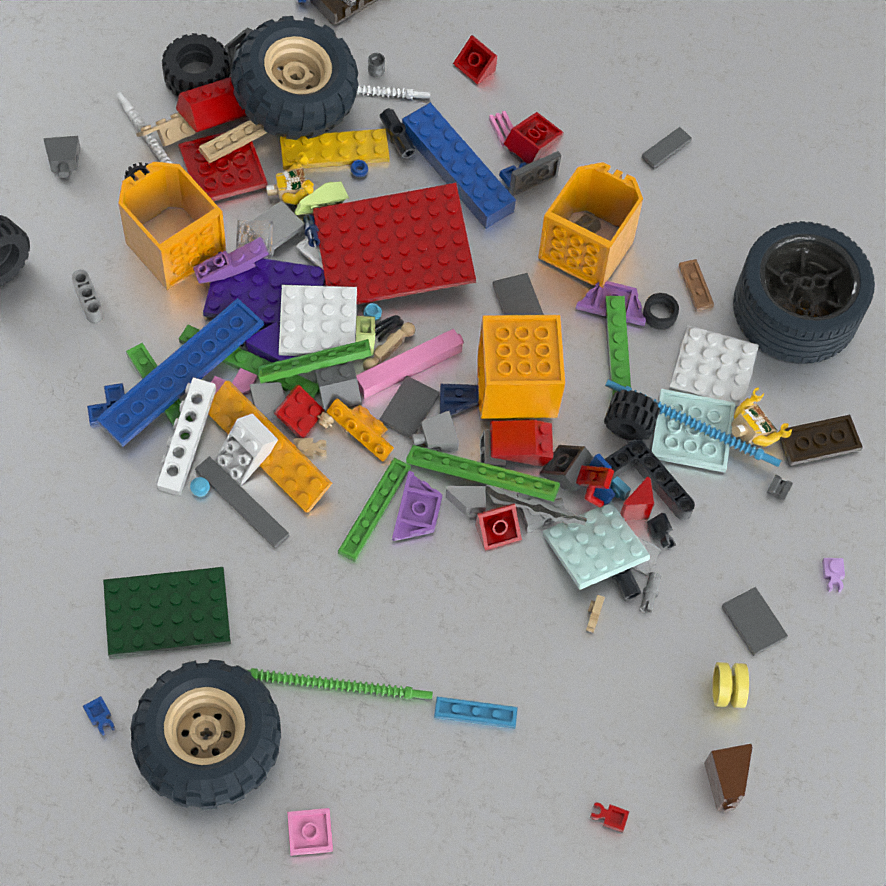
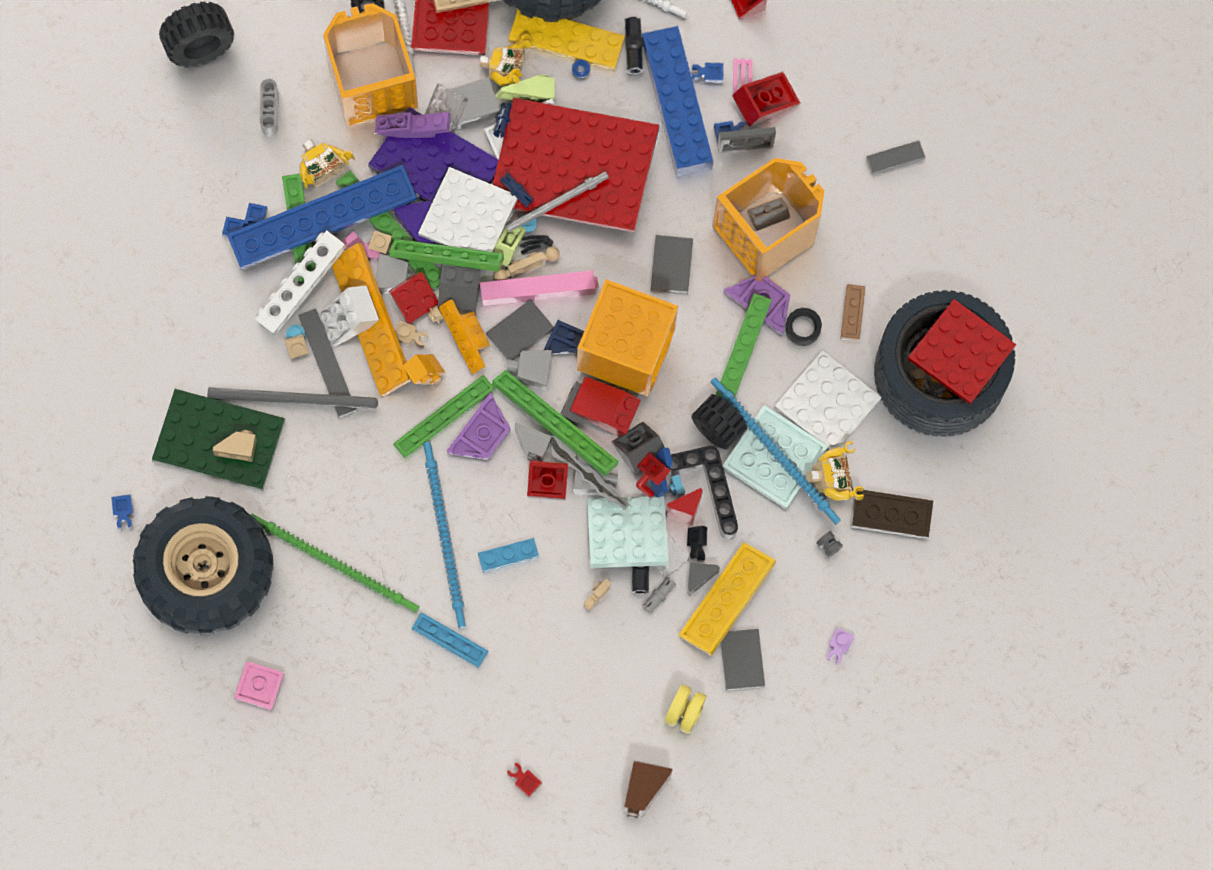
camera: 25 degrees right, 10 degrees up
(159, 325) = (322, 163): none -> torso
(189, 608) = (237, 446): none -> tan slope
(206, 496) = (296, 346): none -> tan plate
(223, 544) = (292, 398): none -> dark grey piece
(245, 375) = (380, 242): none -> tan plate
(339, 470) = (424, 369): none -> light orange piece
(353, 282) = (517, 190): none -> dark blue pin
(417, 254) = (589, 184): none -> light grey bar
(468, 675) = (431, 466): none -> dark azure hose
(475, 132) = (711, 72): none -> blue plate
(493, 611) = (508, 555): none -> dark azure plate
(677, 559) = (699, 575): none -> dark grey slope
(715, 571) = (727, 598): none -> yellow plate
(822, 269) = (962, 351): none -> red plate

